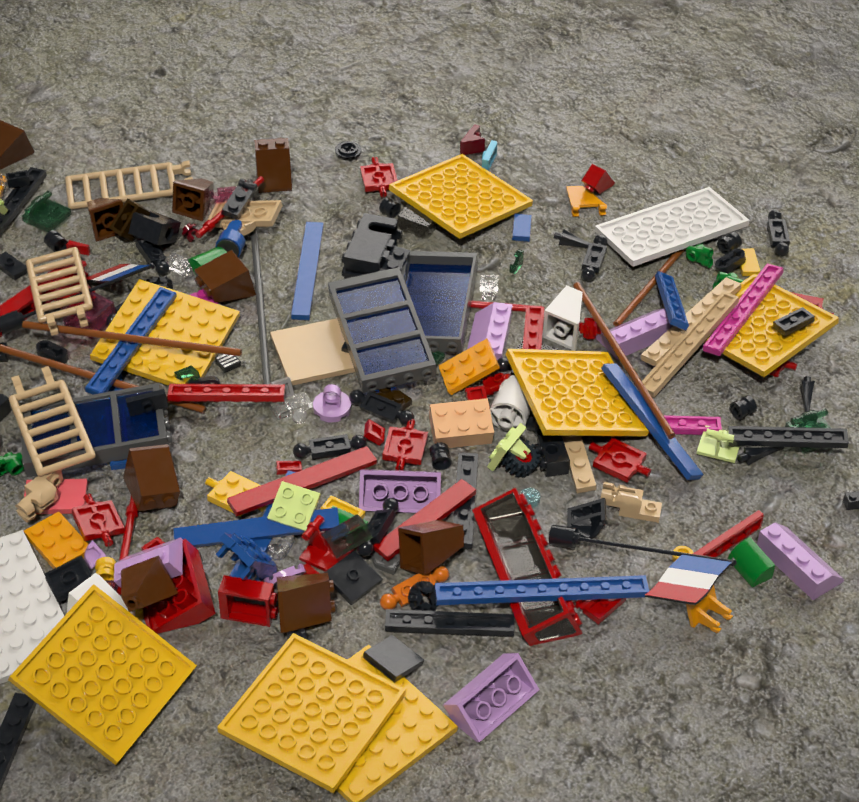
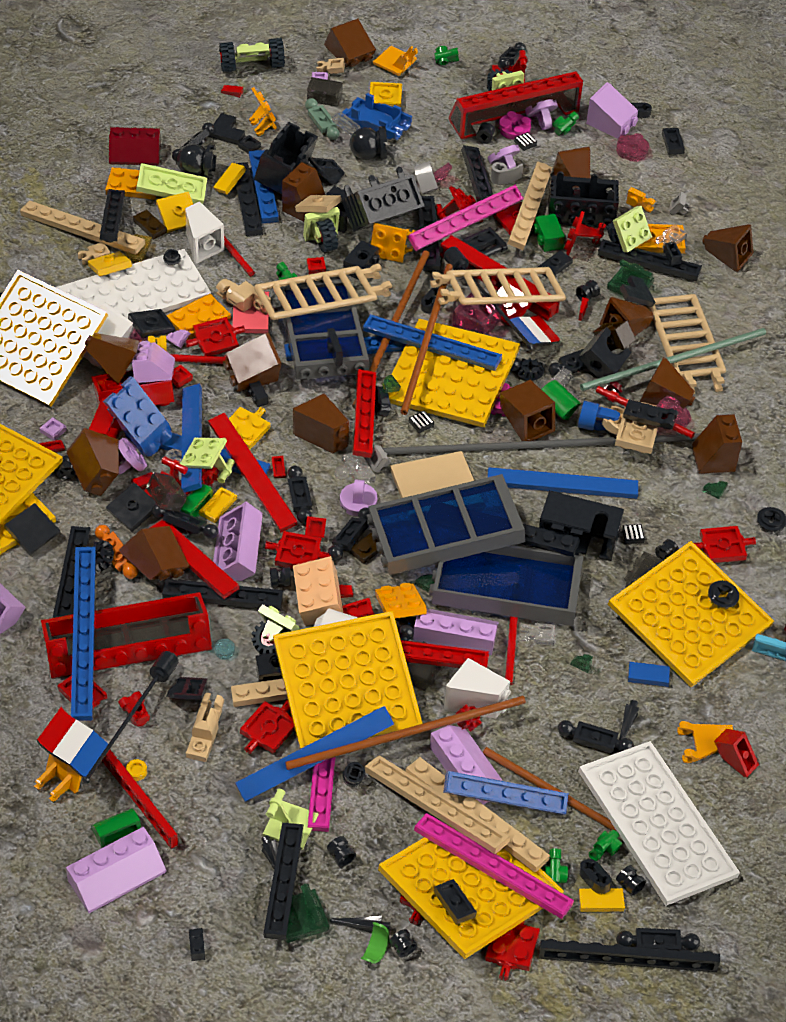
camera: 90 degrees right, 5 degrees up
(72, 202) = (637, 292): none -> black tile
(162, 190) = (672, 359): none -> sand green piece
(188, 483) = (258, 394): none -> black piece
(231, 662) = (53, 429): none -> lavender tile
(242, 422) = (321, 424): none -> reddish brown slope
(258, 660) = (55, 446): none -> red piece
(312, 179) = (715, 489): none -> clear green tile
(445, 171) = (723, 587): none -> black gear
(616, 556) = (141, 715): none -> red plate
(664, 398) = (352, 777): none -> black wheel
(797, 249) = (629, 956): none -> black plate
(821, 369) = (403, 943): none -> black wheel
(826, 390) = (378, 944): none -> bright green helmet

